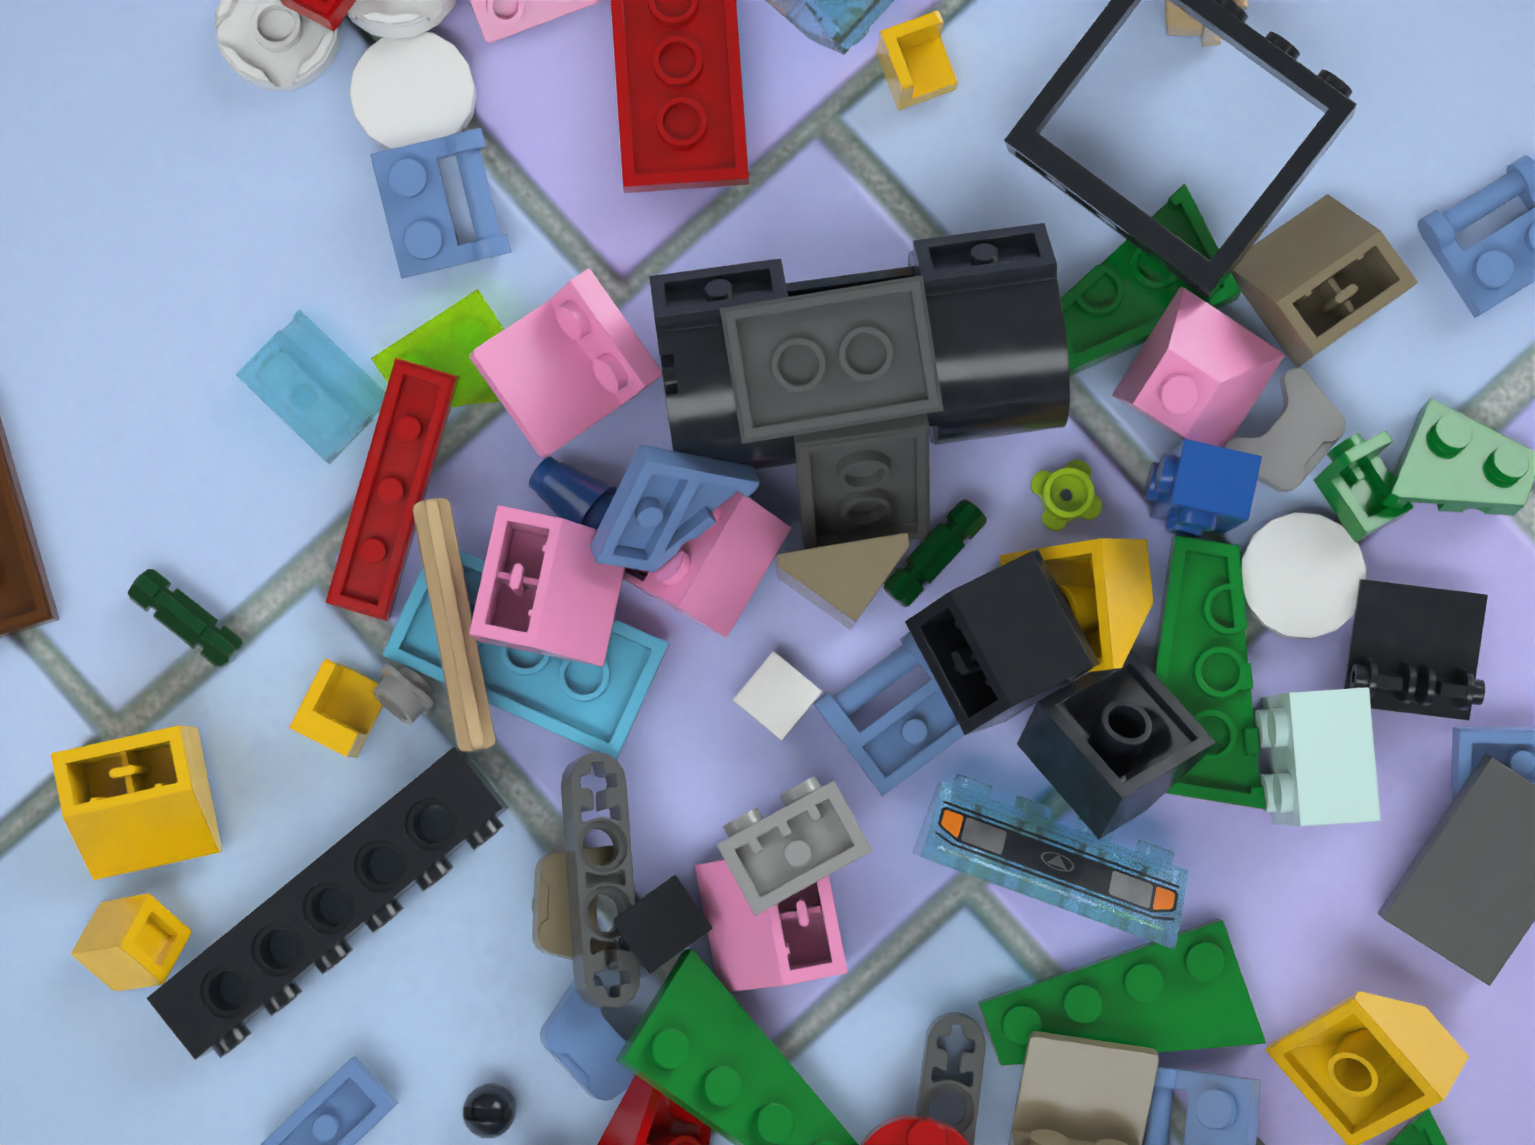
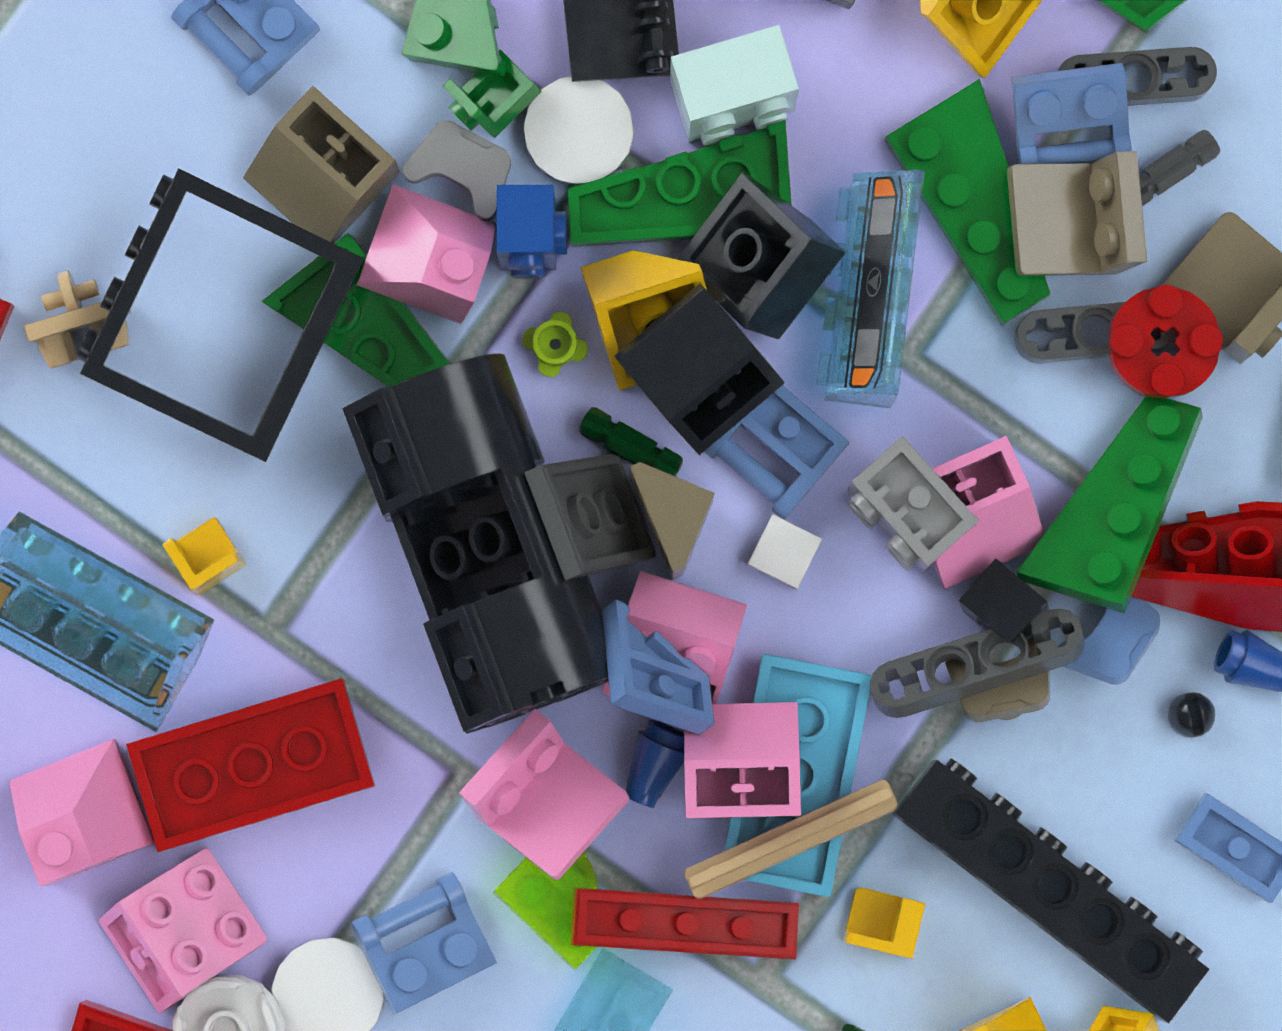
camera: 100 degrees left, 0 degrees up
(404, 693) = (858, 871): light grey plate -> none
(831, 359) = (505, 558): dark grey tile -> none

